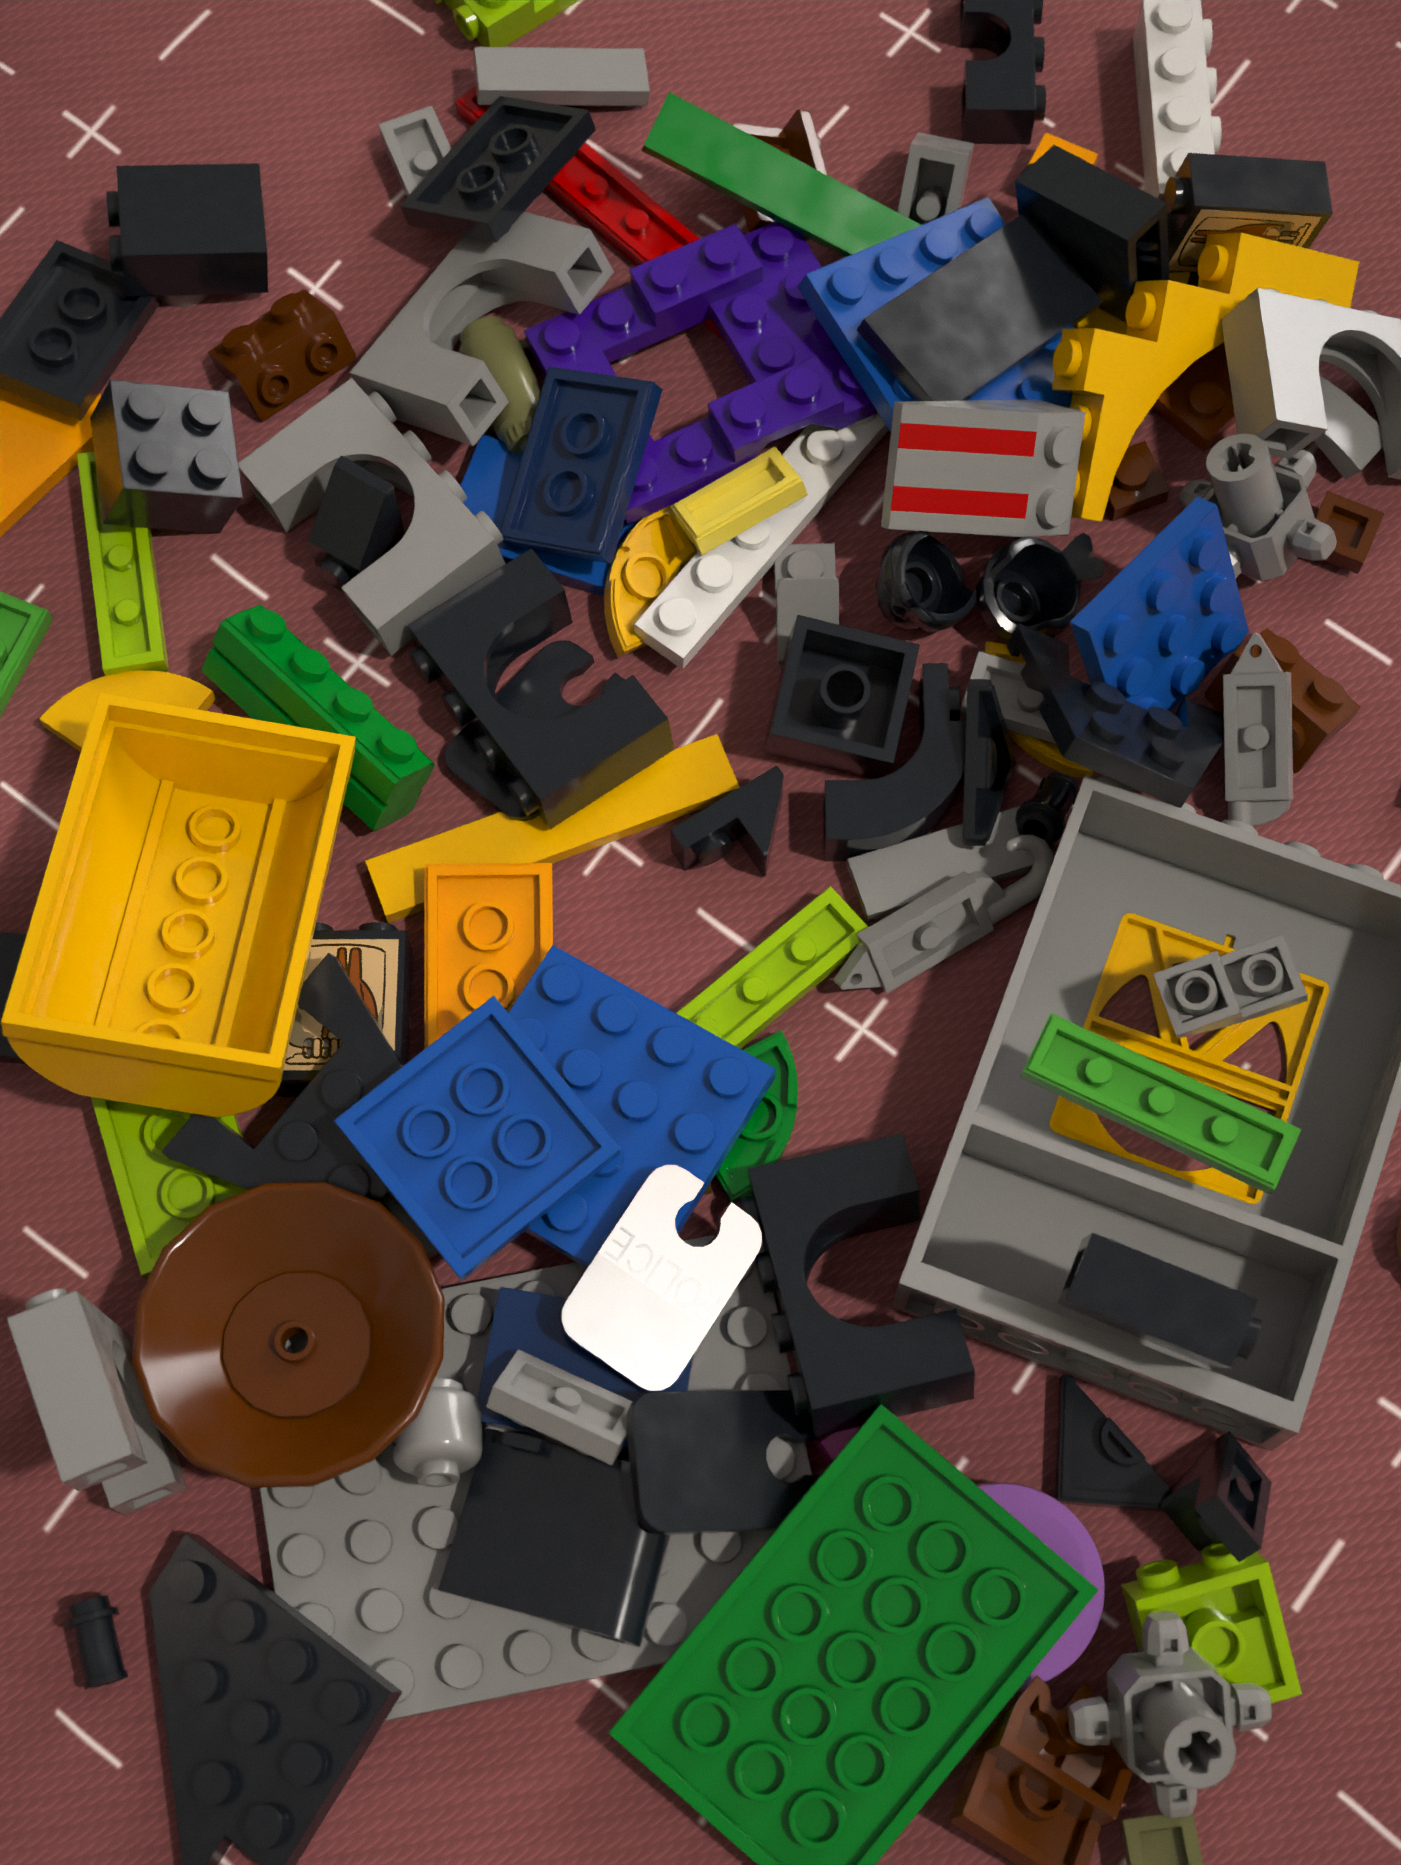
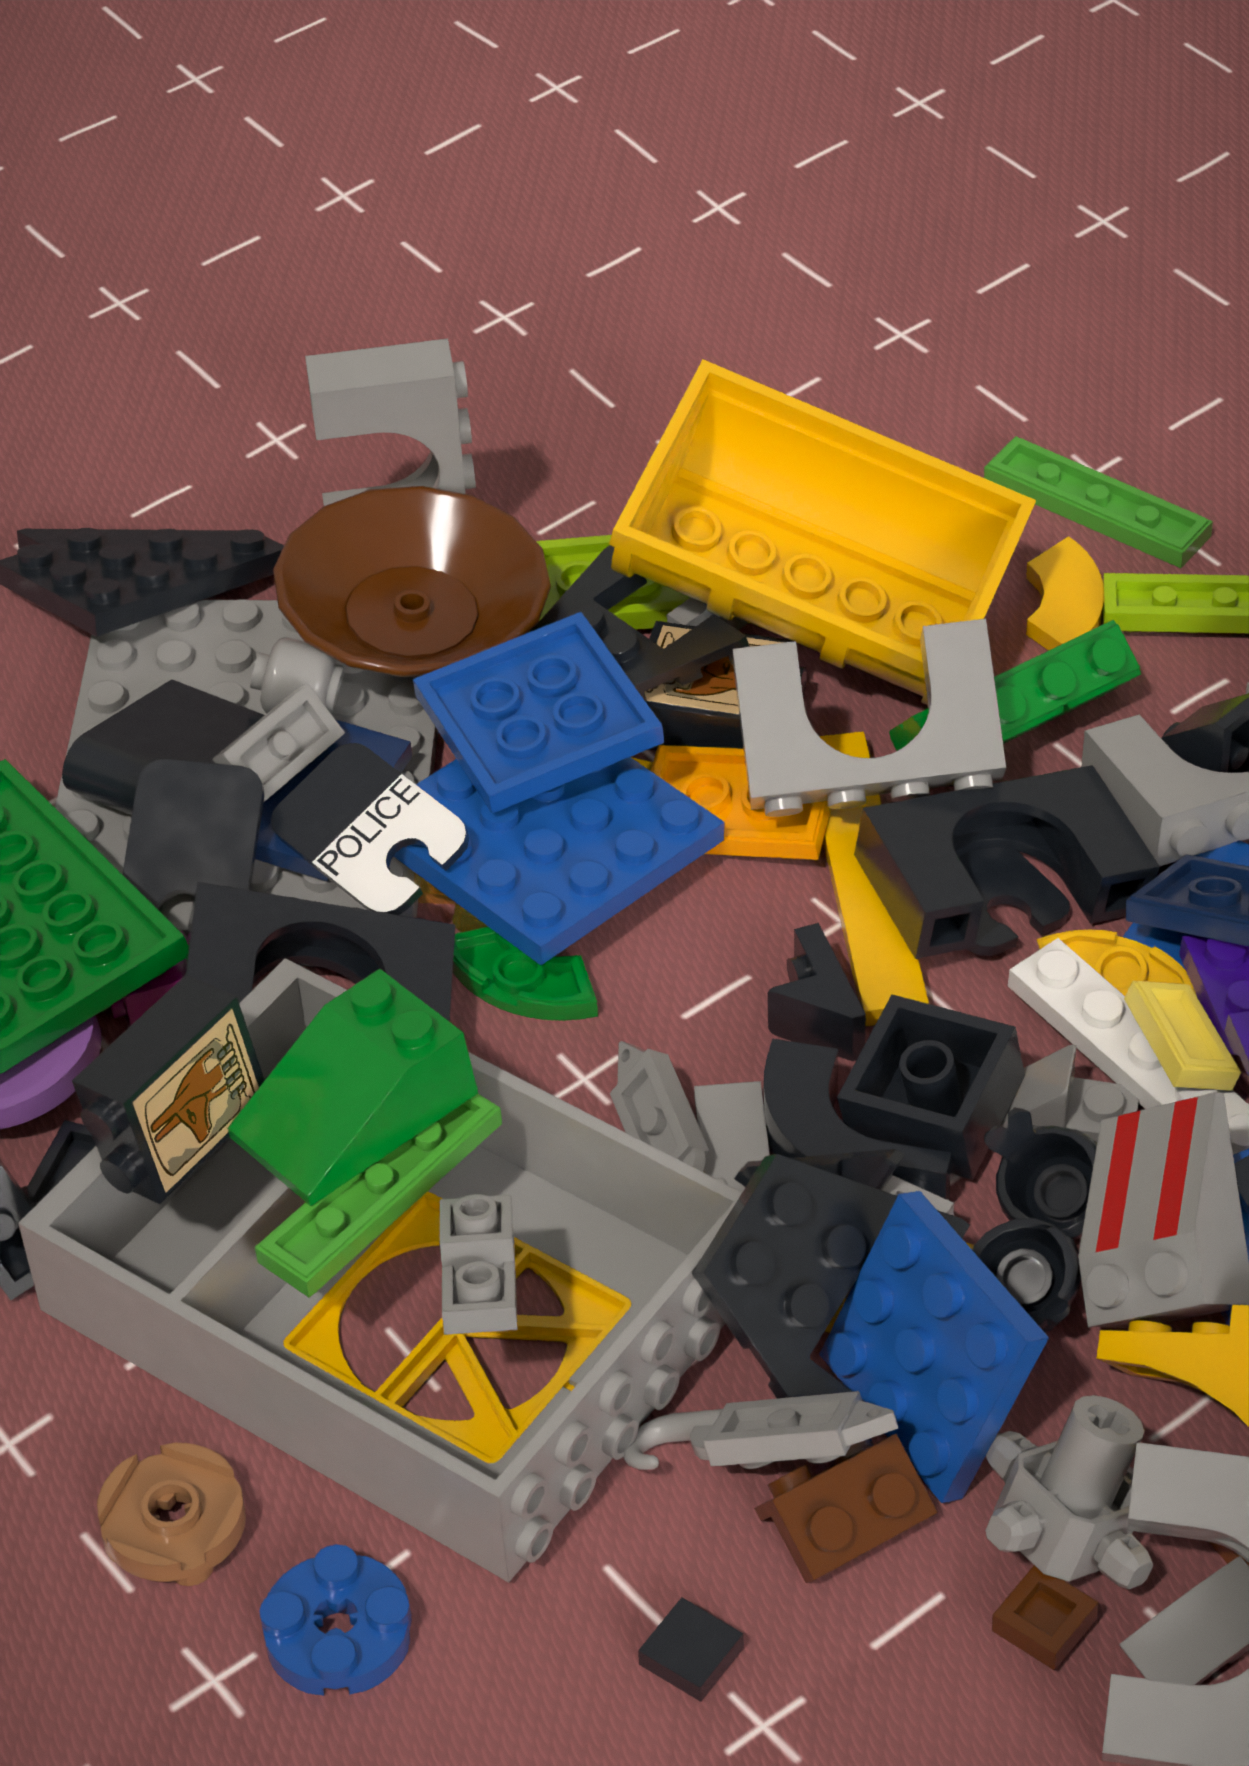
camera: 105 degrees right, 25 degrees down
(96, 1641) = (228, 499): black pin -> none
(443, 734) = (795, 767): none -> light grey arch
(778, 971) = (652, 998): lime plate -> none
(1093, 1140) = (355, 1088): none -> green slope
(1136, 483) = (1169, 1419): reddish brown plate -> none

